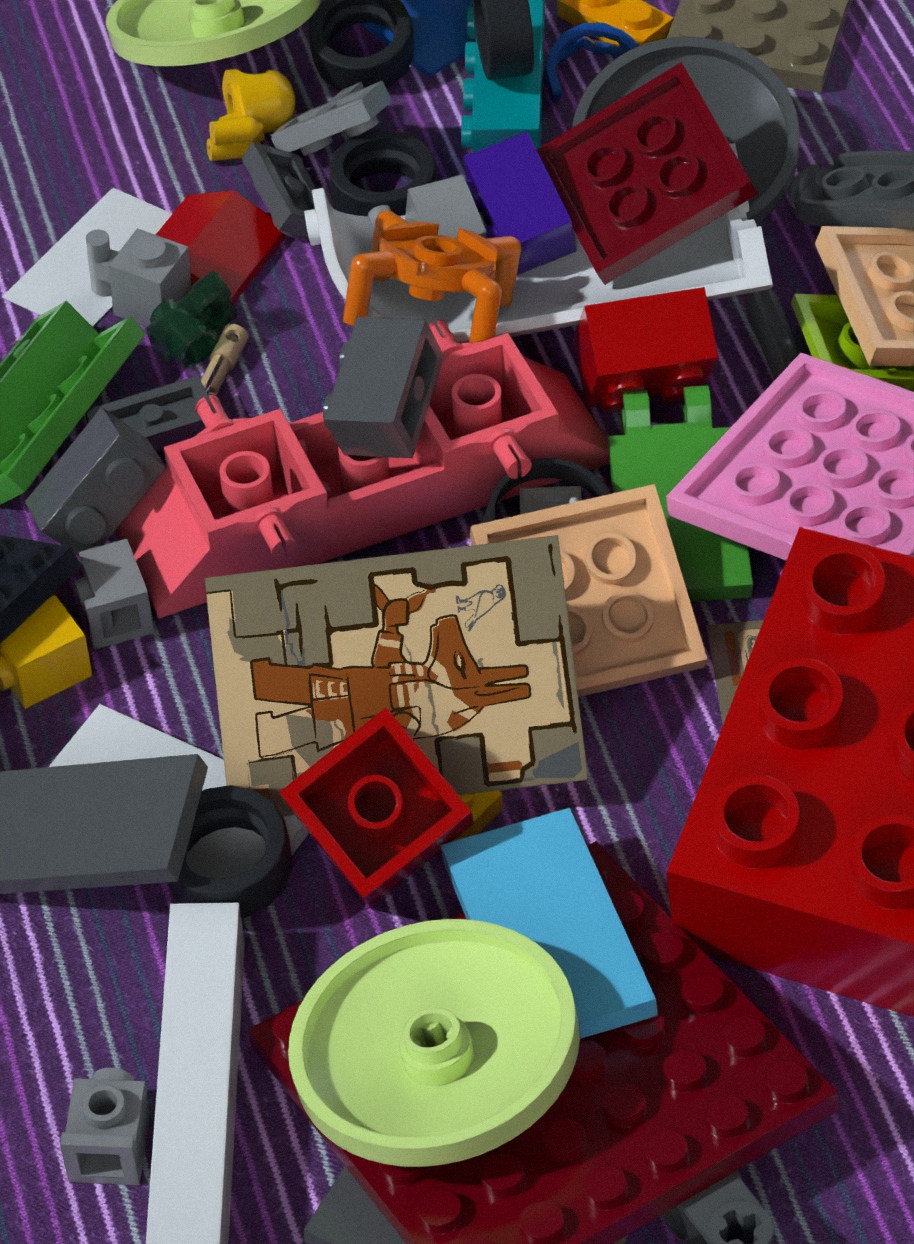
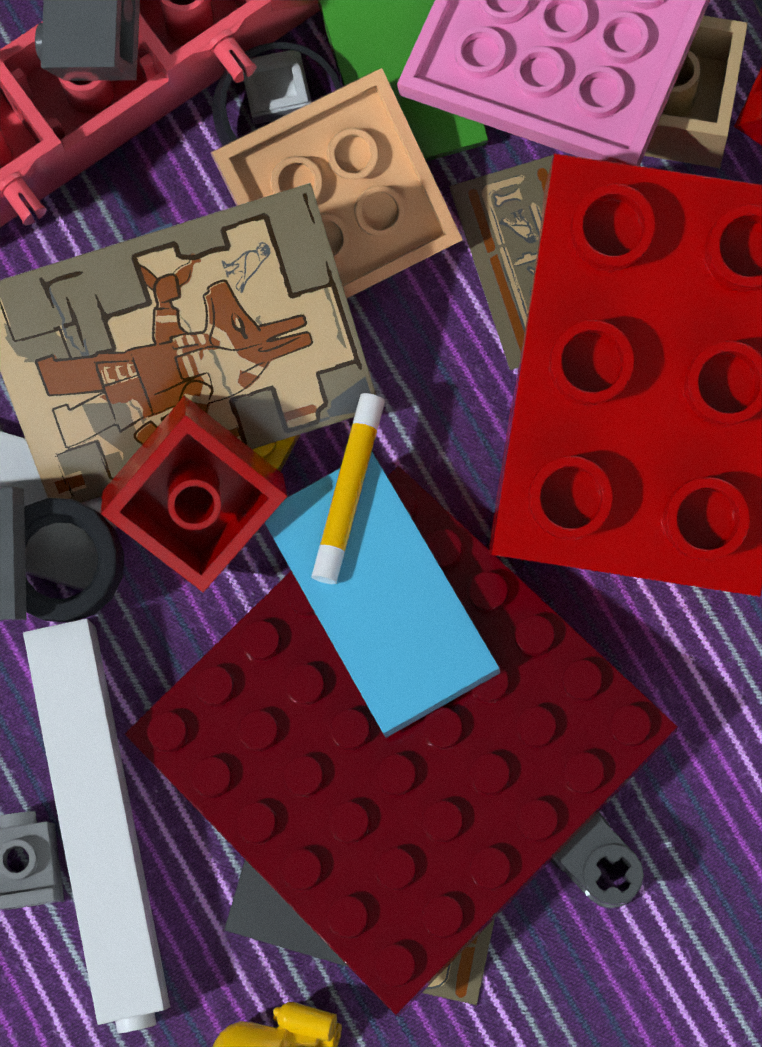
camera: 15 degrees left, 30 degrees up
(434, 1042) = (309, 763): yellowish green dish -> none
(536, 830) = (348, 488): none -> yellow bar

